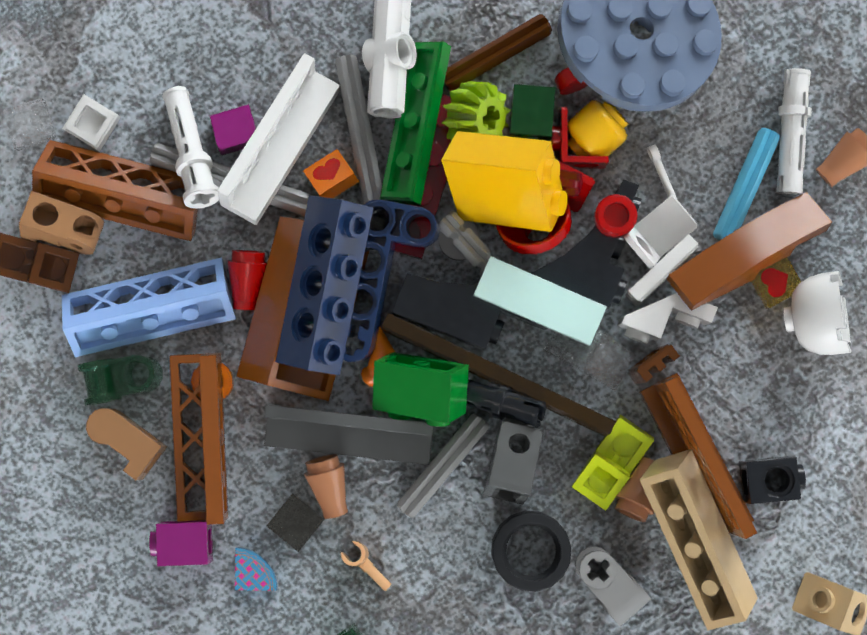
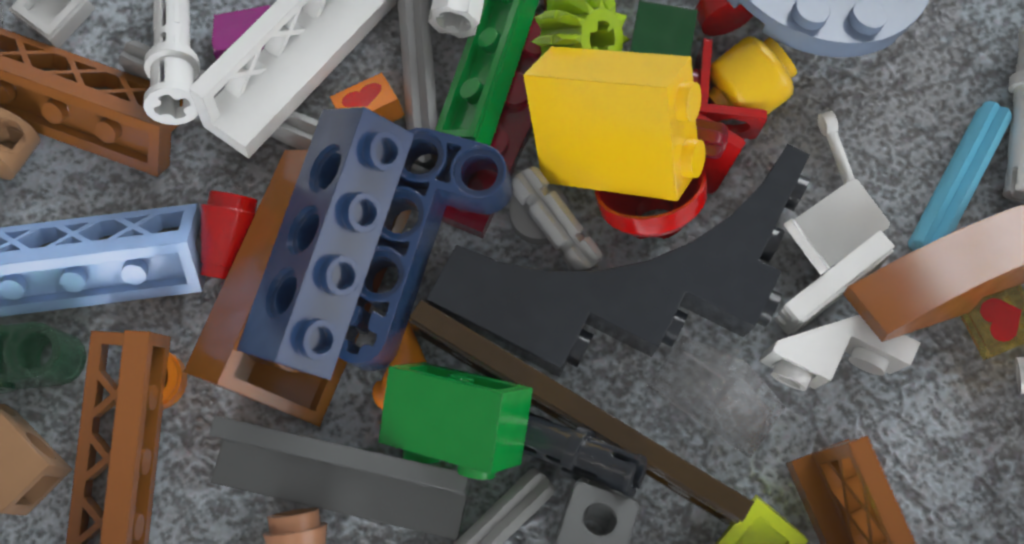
camera: 10 degrees right, 10 degrees down
(540, 301) = (652, 304): light aqua tile -> none
(615, 215) = (773, 191): red tile -> none
(652, 363) = (818, 416): reddish brown tile -> none

